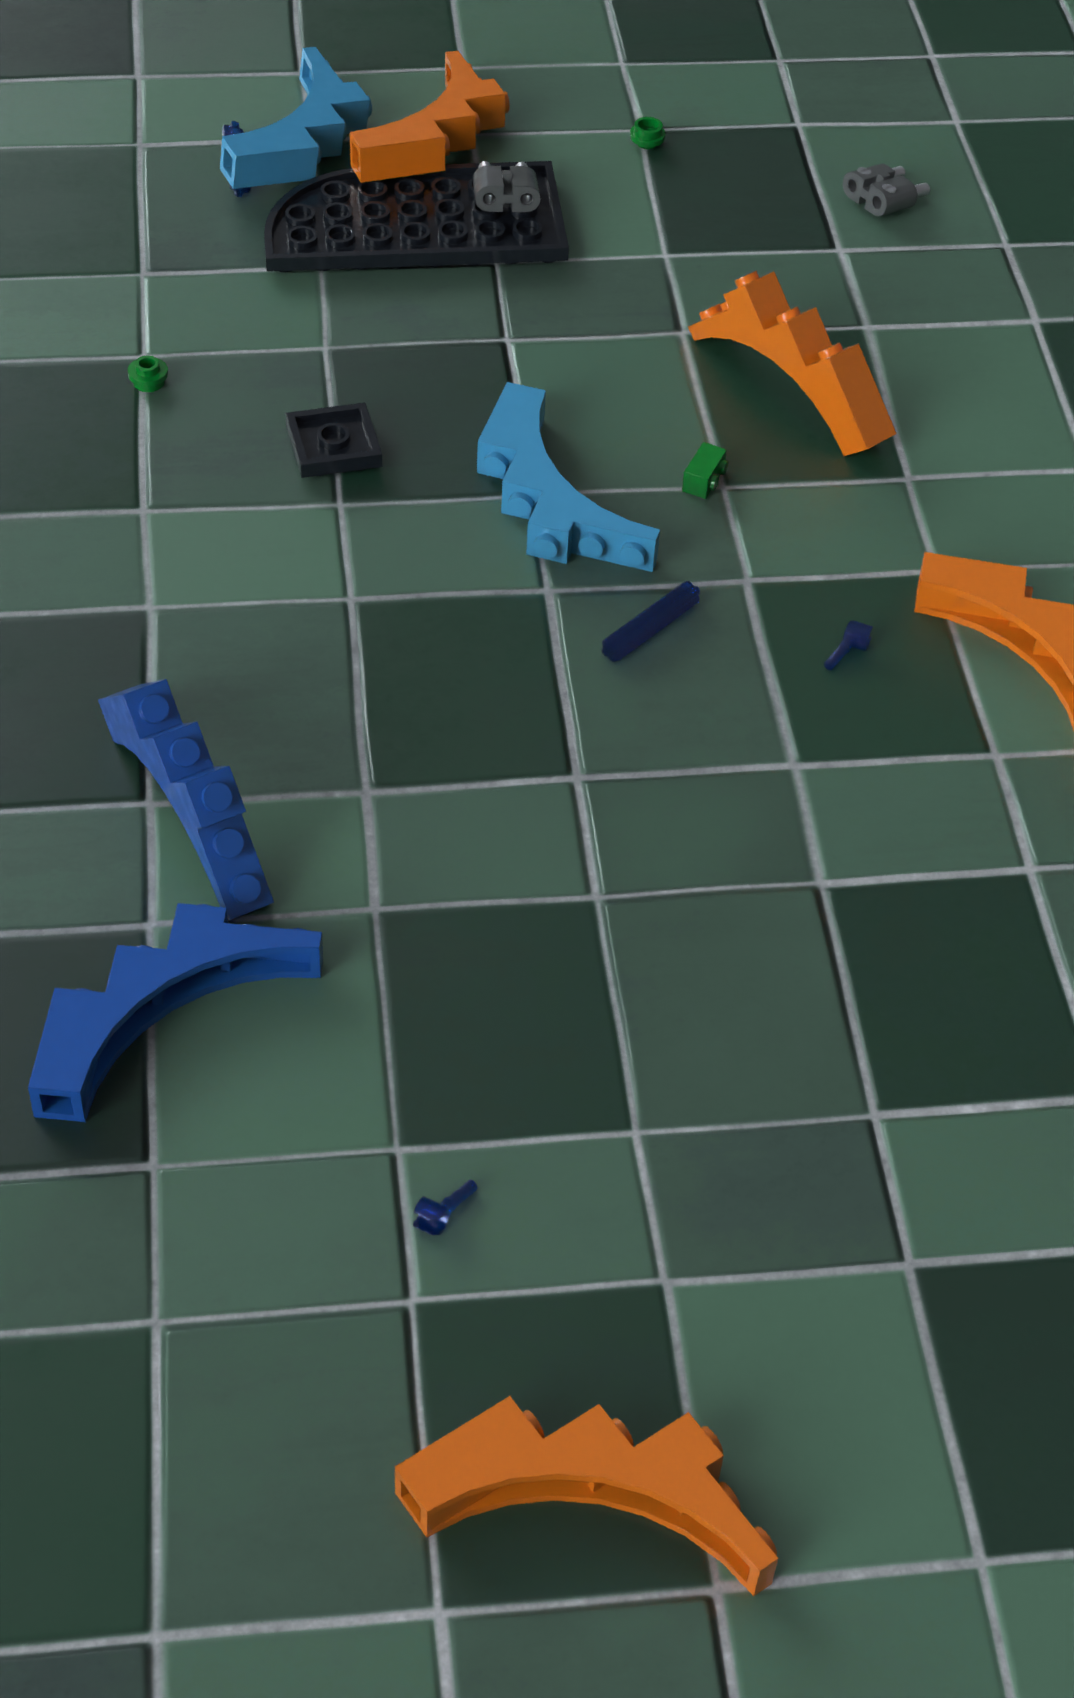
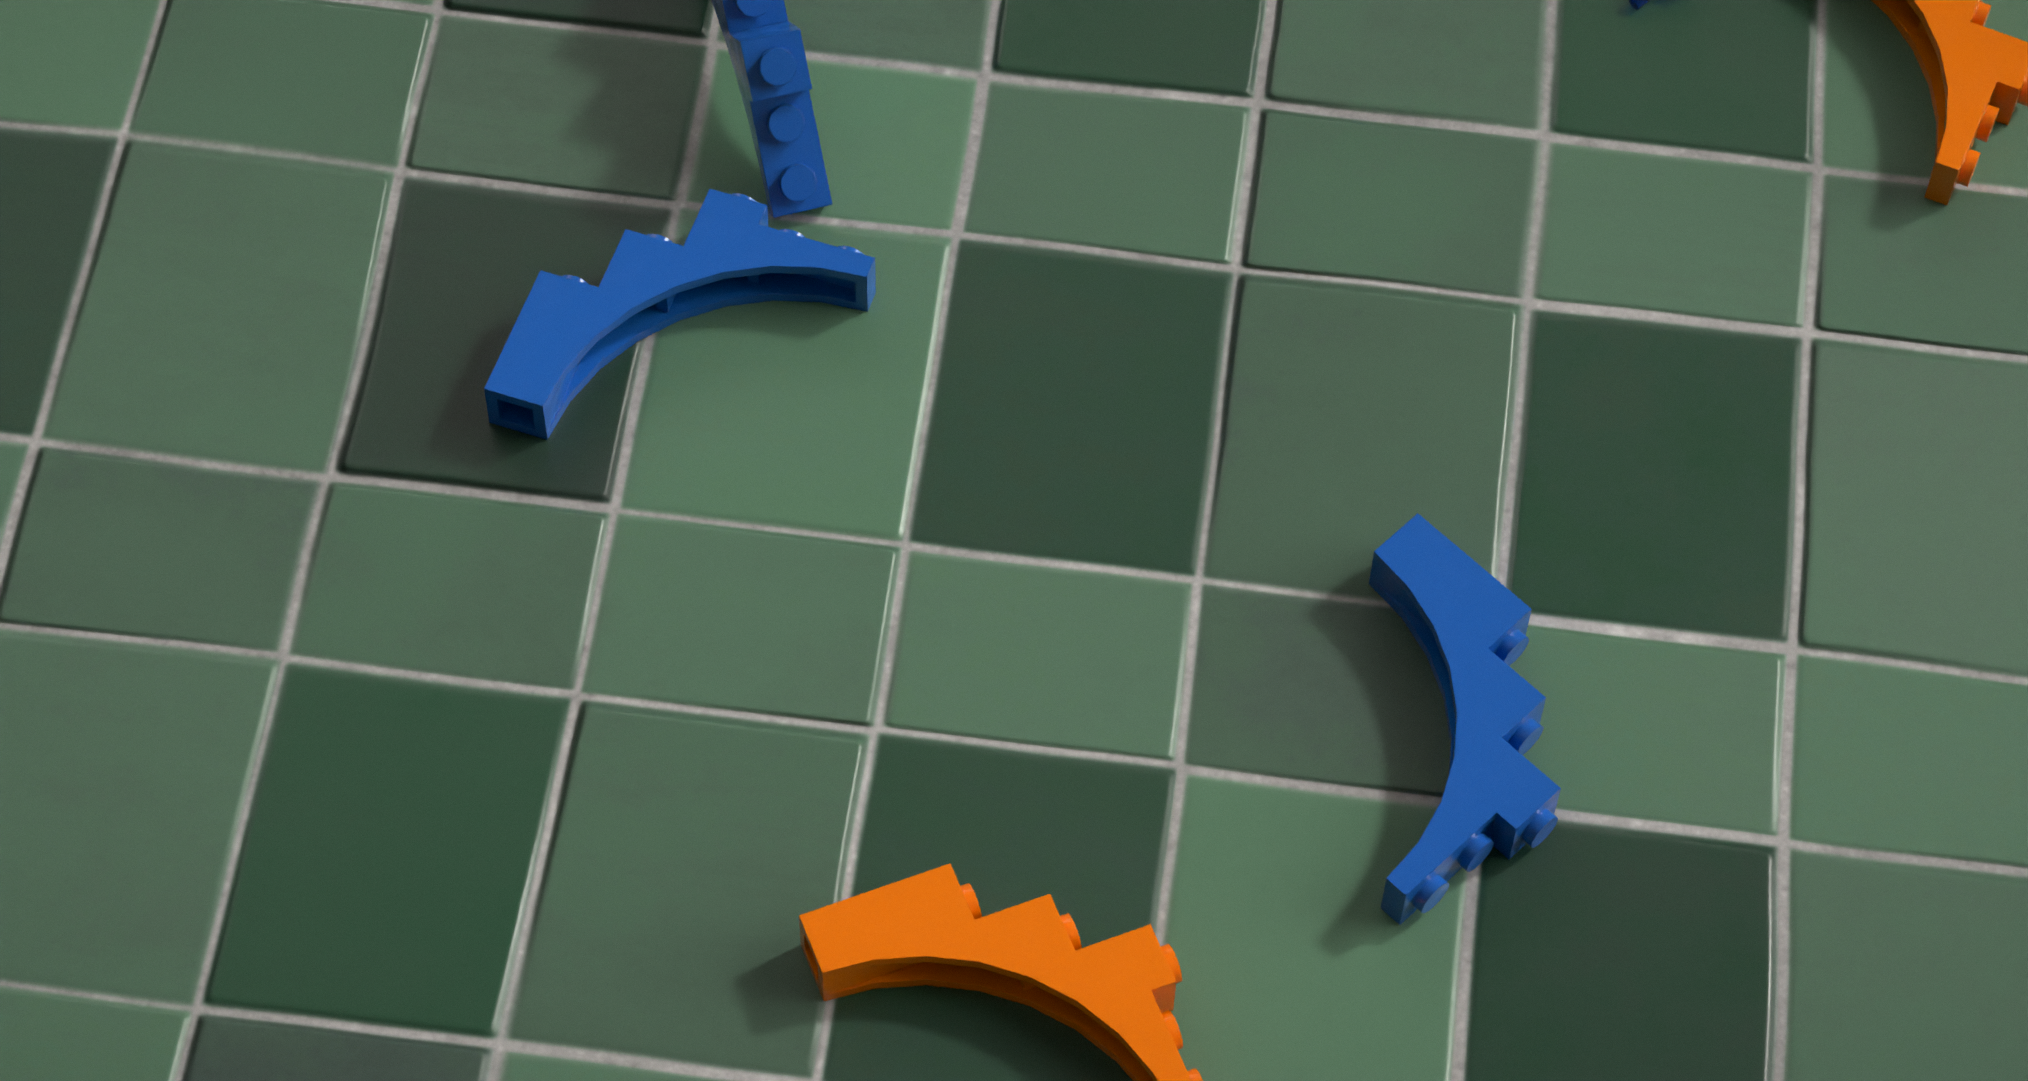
camera: 15 degrees right, 10 degrees up
(434, 1215) = (927, 636): clear blue hand -> none
(863, 1136) = (1493, 715): none -> blue arch

